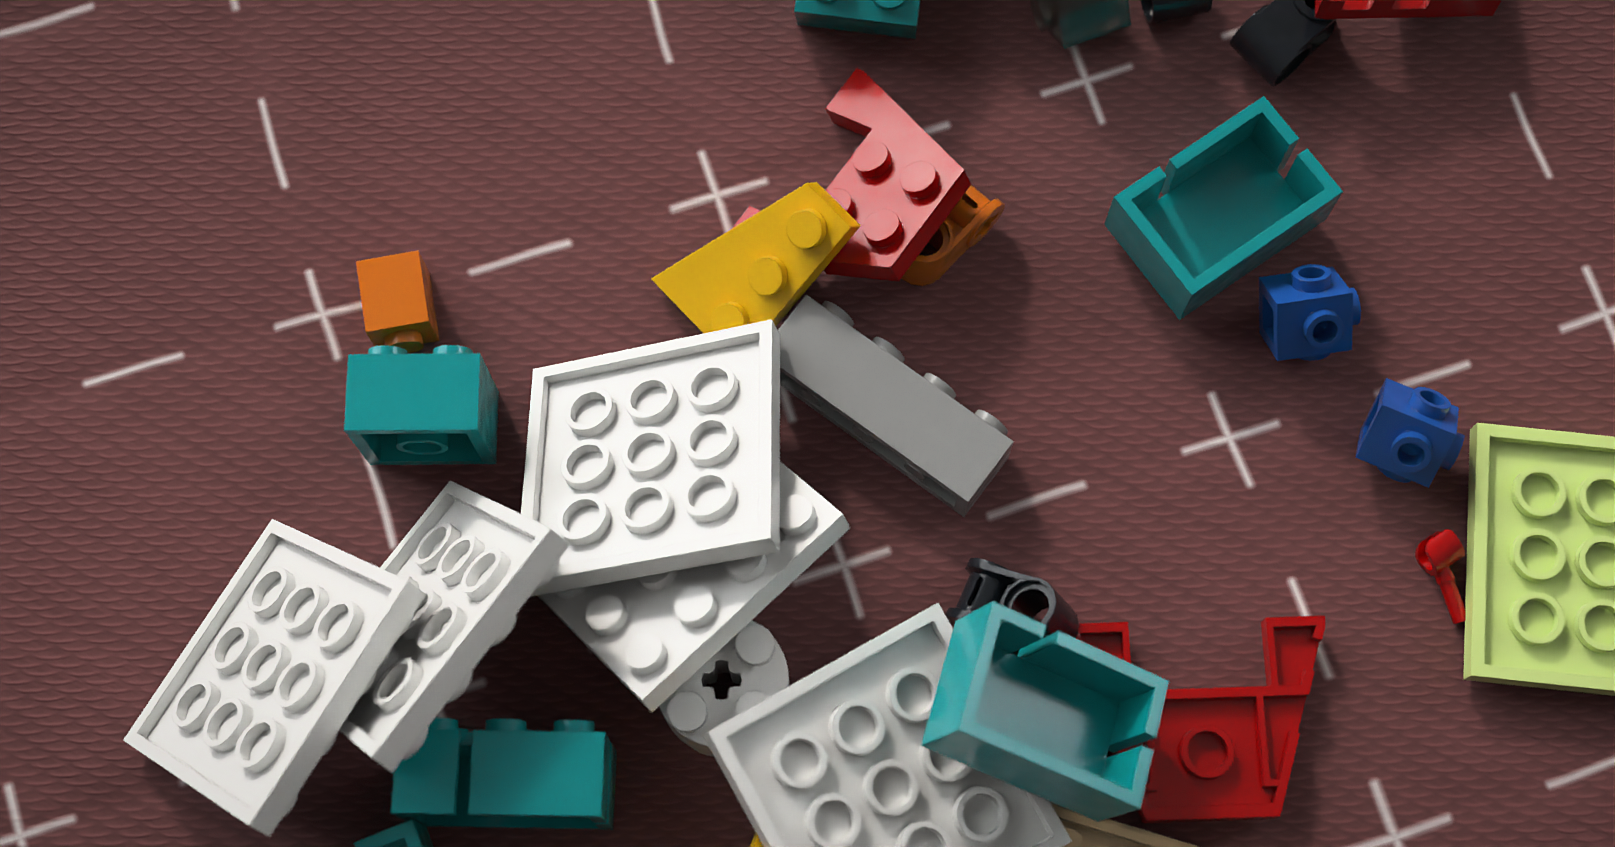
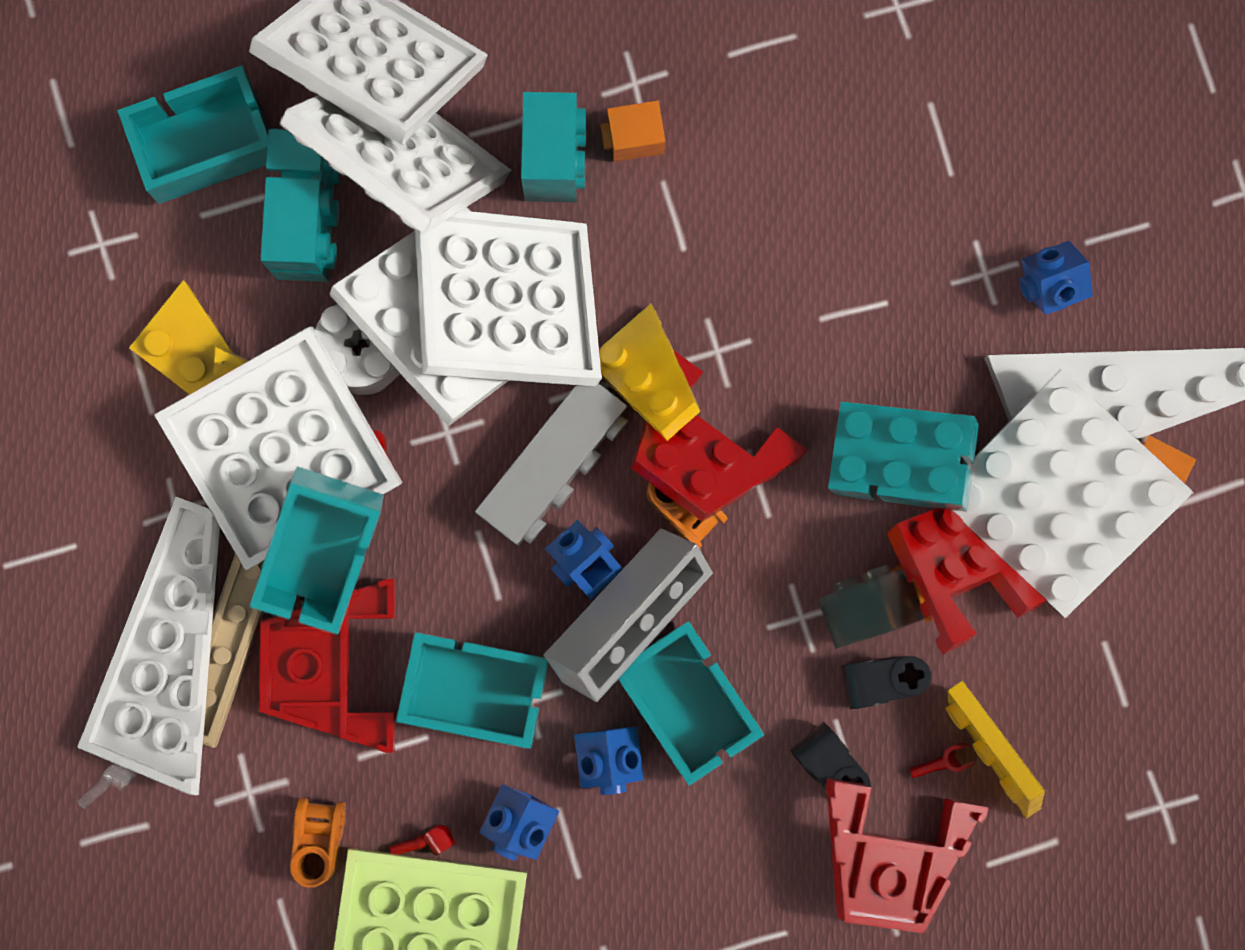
camera: 85 degrees right, 10 degrees up
(1015, 591) = (407, 535): black piece -> none
(1027, 353) = (583, 559): none -> blue brick
(1108, 282) = (628, 614): none -> light grey brick
(1228, 499) = (472, 690): none -> teal piece
(1451, 724) = (316, 838): none -> orange piece

